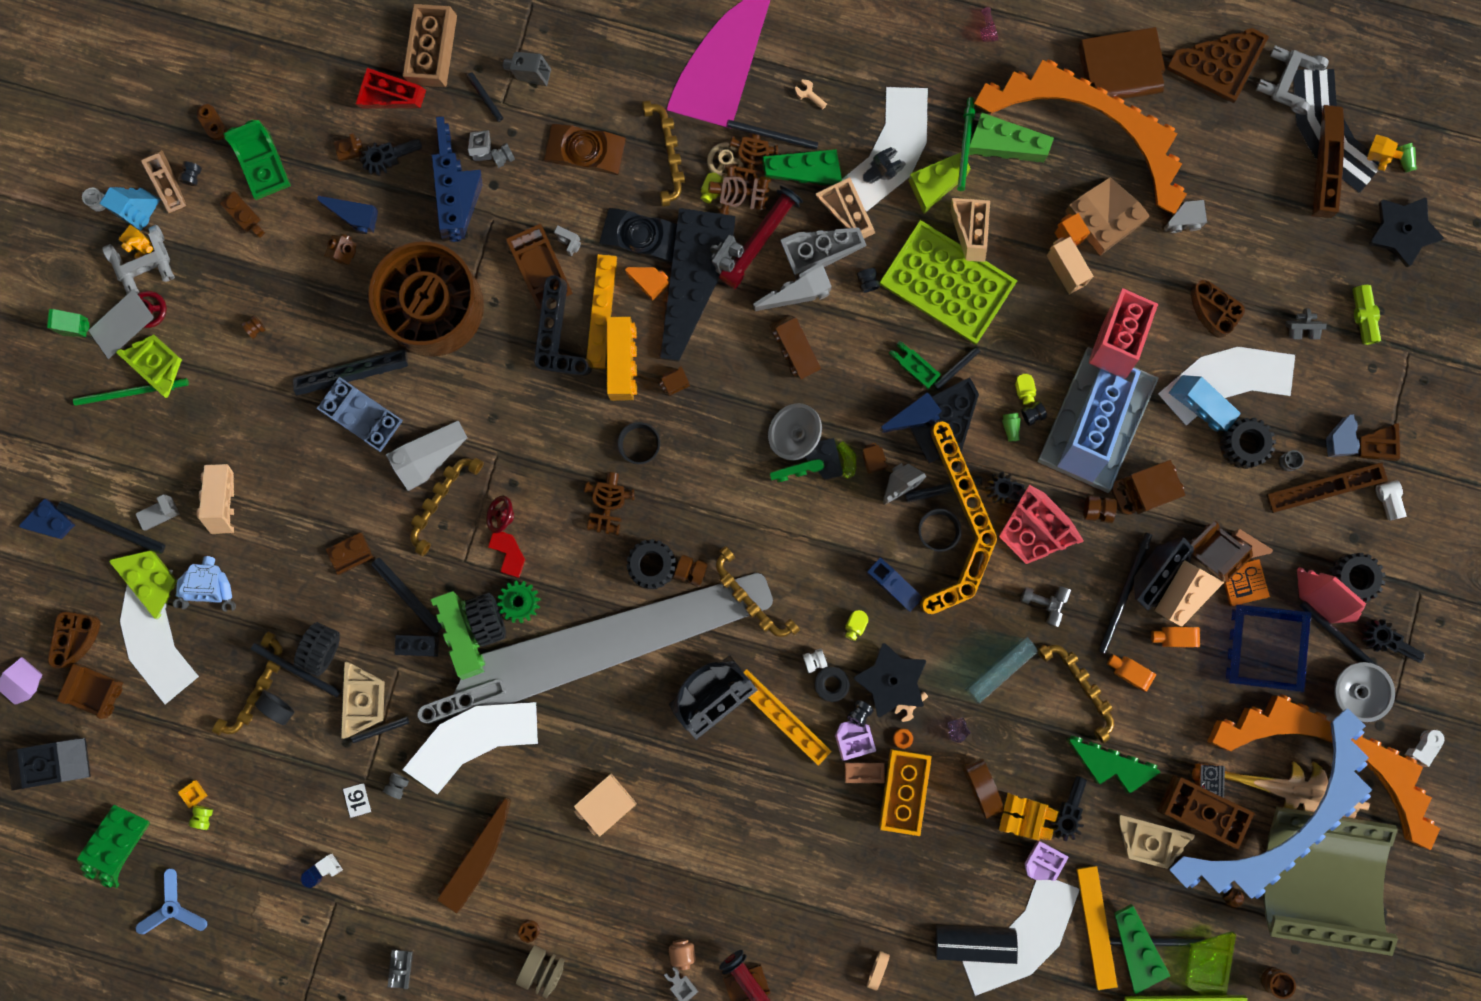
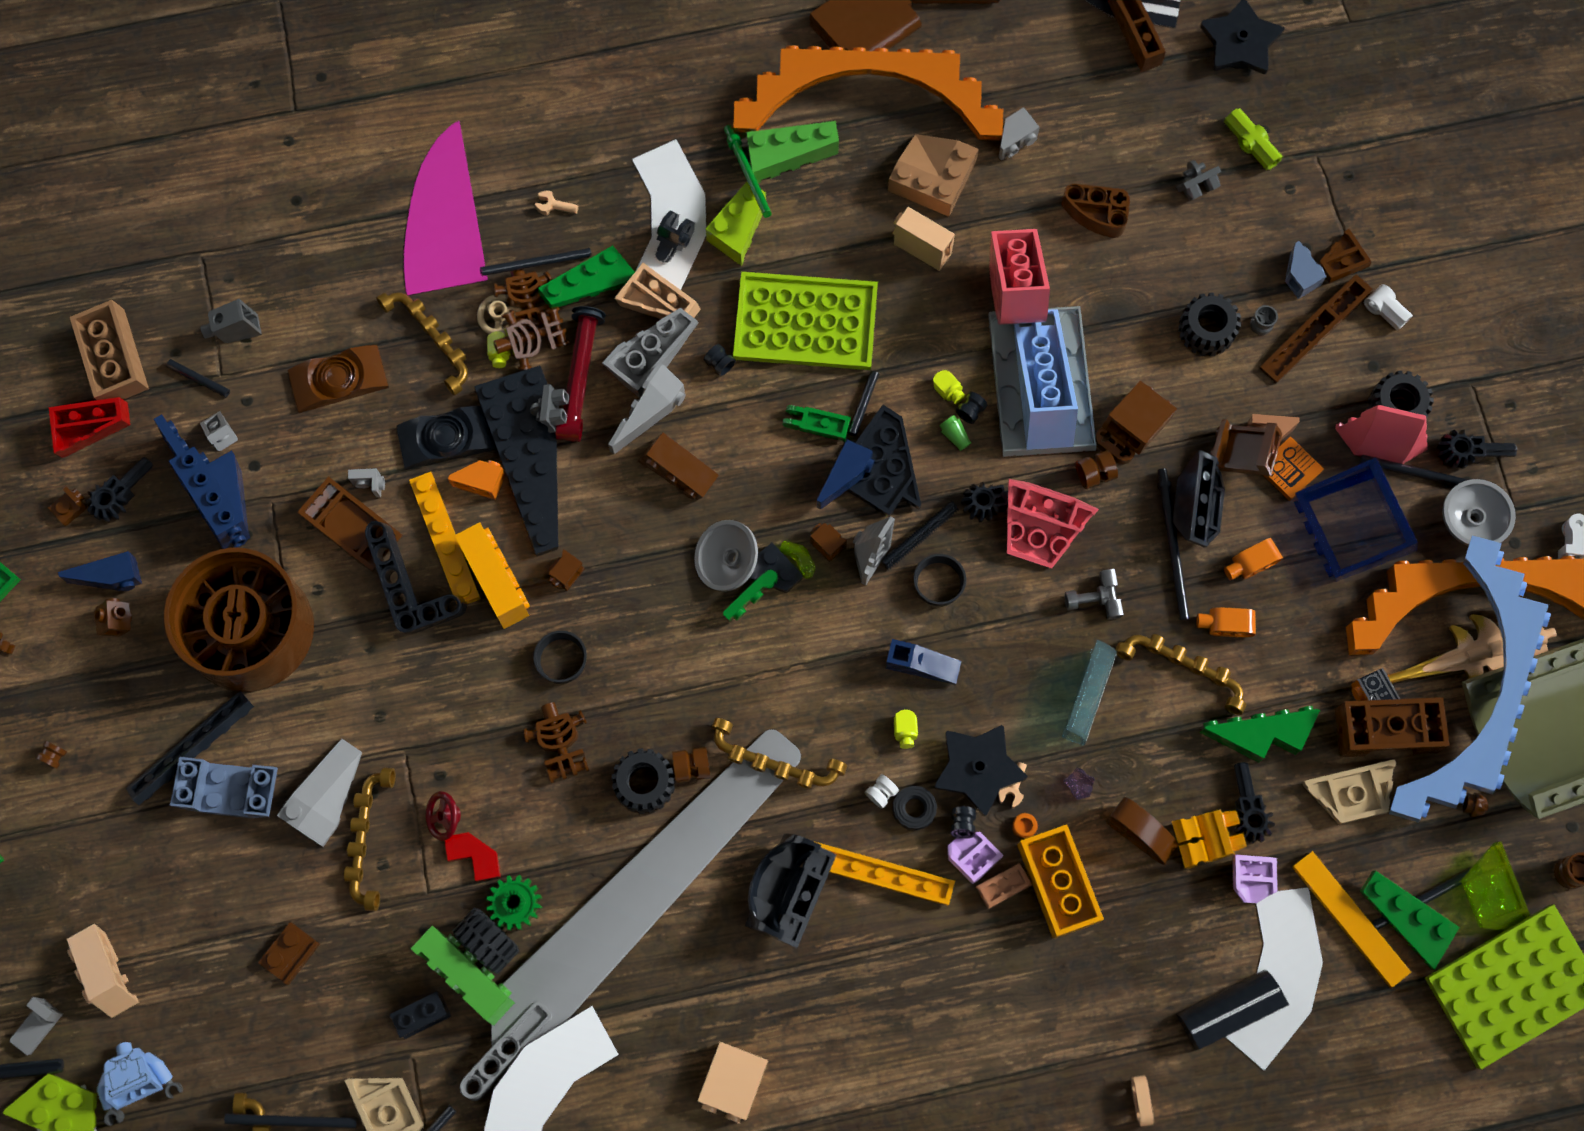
camera: 30 degrees left, 10 degrees down
(316, 649) = (304, 1080): black tyre -> none
(407, 596) = (380, 965): black axle -> none
(502, 155) = (248, 429): dark grey wheel -> none
(970, 513) = (962, 544): light orange beam -> none
(972, 225) = (799, 249): light nougat wedge -> none
(988, 32) = (710, 53): clear pink bar -> none
(1072, 227) = (906, 196): orange brick -> none
(1187, 593) = (1237, 508): light nougat wedge -> none
(1205, 402) = (1141, 305): wedge -> none
(1235, 373) = (1148, 270): white sticker -> none

